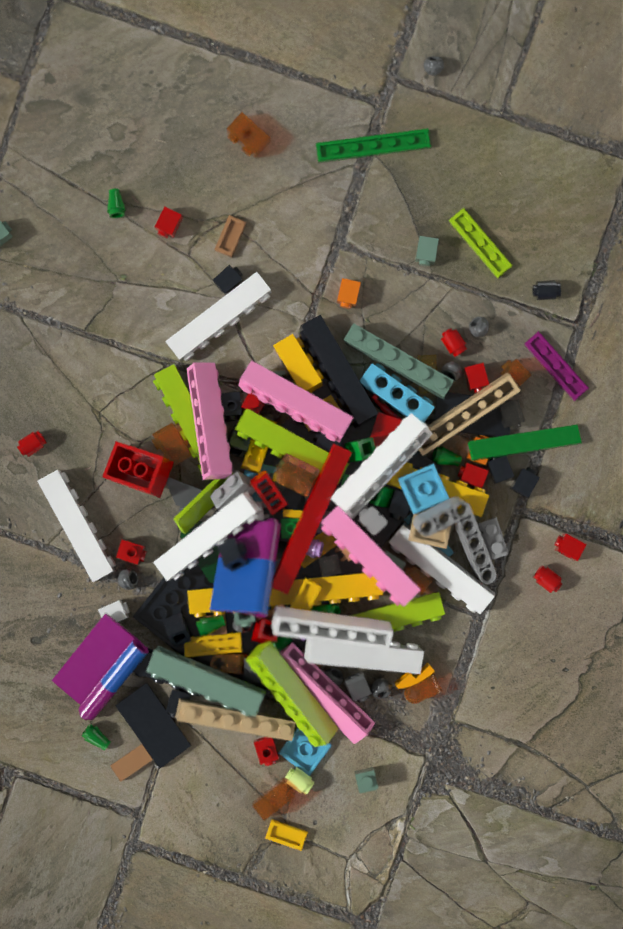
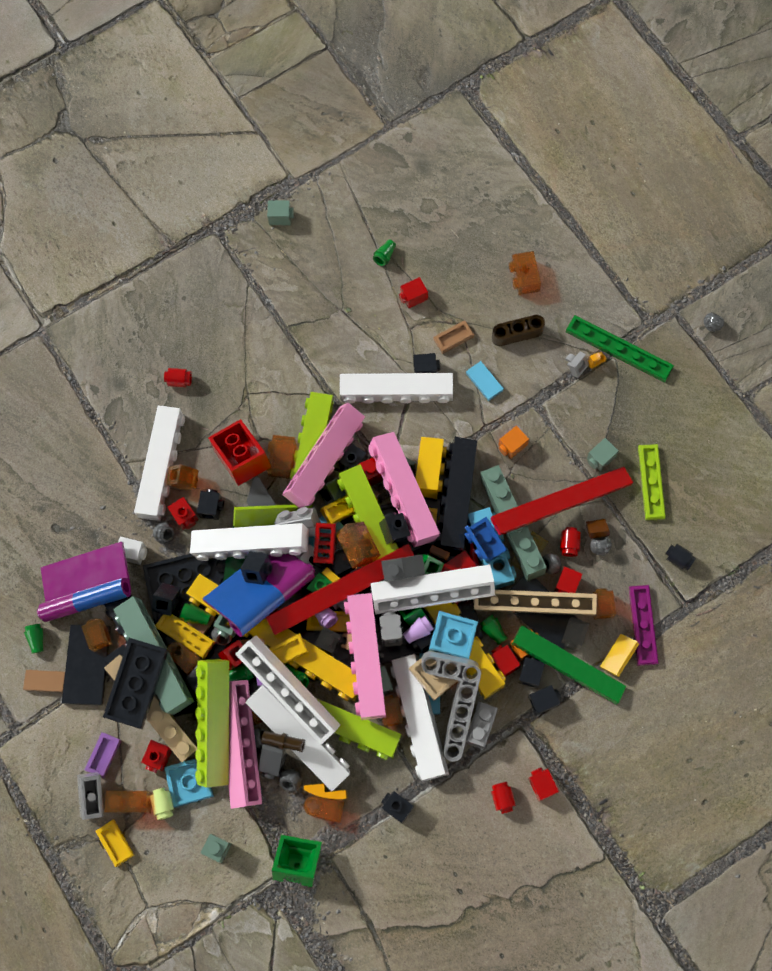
camera: 45 degrees right, 15 degrees down
(107, 524) = (182, 477): none -> clear orange brick
(144, 698) = (96, 634): none -> clear orange brick
(146, 527) = (210, 504): none -> black brick
(213, 713) = (135, 683): none -> black tile
(223, 780) = (103, 754): none -> medium lavender tile
(241, 817) = (90, 795): none -> light grey brick
(284, 183) = (511, 336): none -> dark brown beam
(285, 256) = (484, 381): none -> medium azure tile
(314, 440) = (394, 528): none -> black brick
(347, 467) = (403, 567): none -> dark grey slope
(350, 186) = (577, 363): none -> light grey tile
(359, 668) = (283, 741): none -> dark brown pin
(361, 431) = (439, 554): none -> reddish brown tile
(363, 170) = (596, 359): none -> light orange tile
(390, 394) = (485, 539): none -> blue bracket
(393, 505) = (419, 629): none -> lavender cone
(425, 315) = (561, 501): none -> red tile
(434, 742) = (296, 860): none -> green brick
(466, 315) = (597, 528): none -> reddish brown tile
(475, 646) = (396, 806): none -> black brick
(555, 404) = (619, 655): none -> yellow tile

